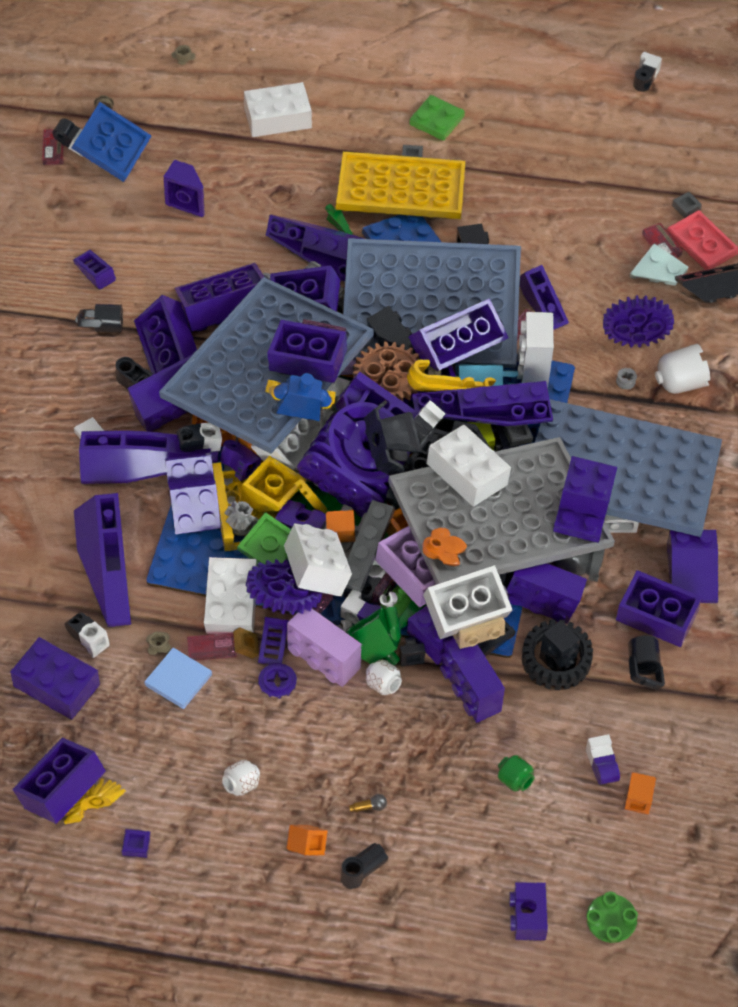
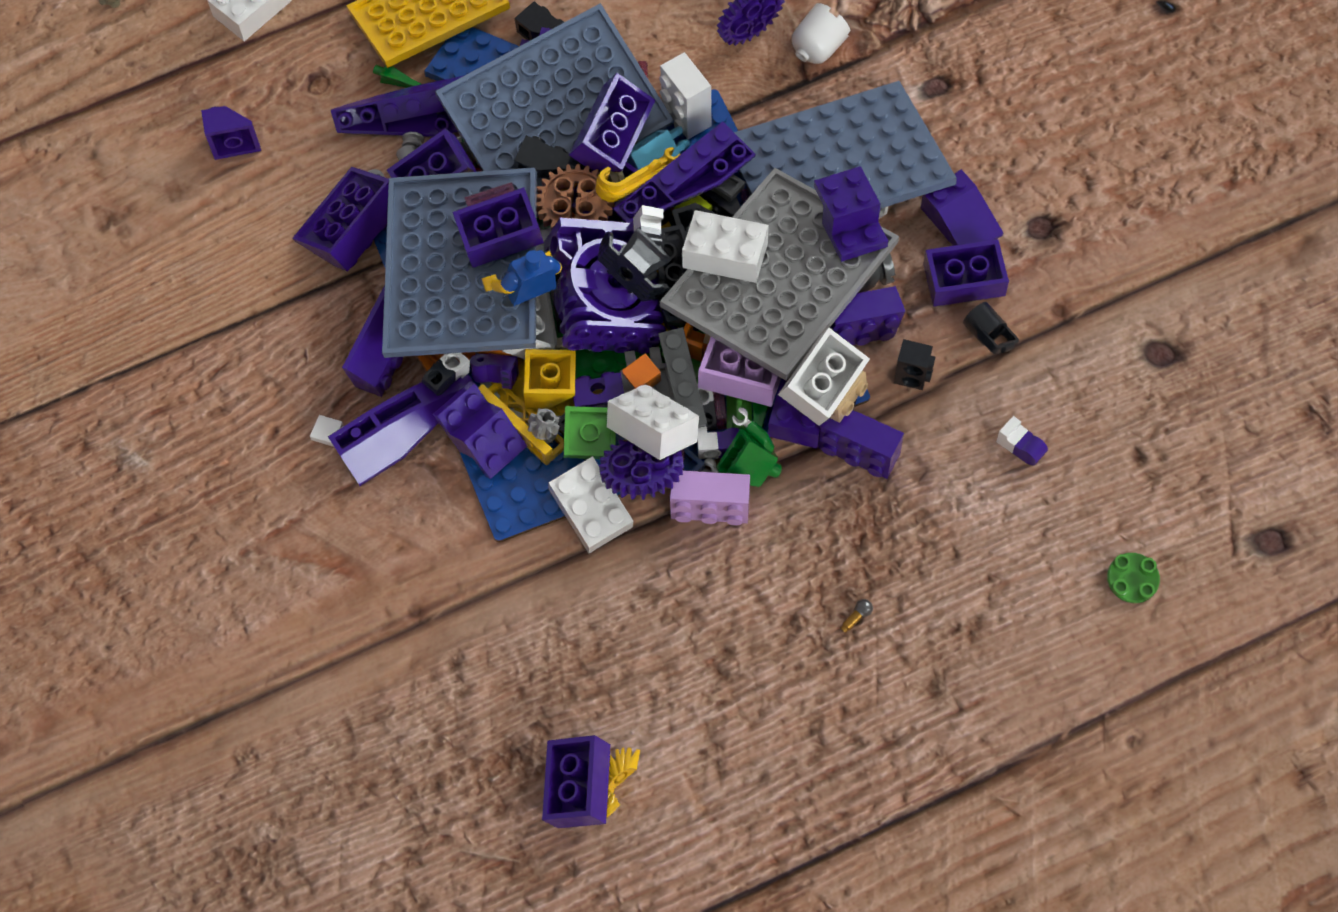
camera: 30 degrees left, 10 degrees up
(52, 149) = (58, 166): clear pink tile -> none
(55, 678) = (490, 688): dark purple brick -> none
(66, 133) = (73, 144): black leg -> none
(88, 633) = (484, 625): white leg -> none
(96, 271) = (213, 273): dark purple slope -> none
(102, 555) = (441, 542): dark purple wedge -> none
(105, 100) = (74, 93): dark tan plate -> none
(106, 318) = (255, 308): black piece -> none
(111, 142) = (116, 127): blue plate -> none
(129, 372) = (329, 352): black piece -> none
(136, 843) = (684, 790): dark purple tile -> none
(158, 637) = (555, 584): dark tan plate -> none
(164, 334) = (328, 295): dark purple slope -> none
(178, 678) = (599, 612): light blue tile -> none
(211, 646) = (604, 563): clear pink tile -> none
(241, 777) = (730, 667): white head -> none
(246, 643) = (635, 539): pearl gold plate -> none
(273, 623) = (665, 518): dark purple slope -> none
(285, 674) = (689, 544): dark purple gear -> none
(307, 840) = (831, 684): orange panel -> none
(310, 495) = (591, 363): yellow tile -> none
(363, 864) = (896, 673): black piece -> none
(383, 677) = (781, 491): white head -> none
(412, 653) = (787, 451): black tile -> none
(443, 546) = (765, 338): orange plate -> none
(516, 773) = (960, 503): green head -> none
(529, 897) = (1063, 604): dark purple brick -> none
(541, 295) = (643, 40): dark purple slope -> none
(550, 677) = (909, 397): black tyre -> none
(624, 383) = (772, 79): light grey bush -> none
(640, 793) = (1074, 450): orange panel -> none

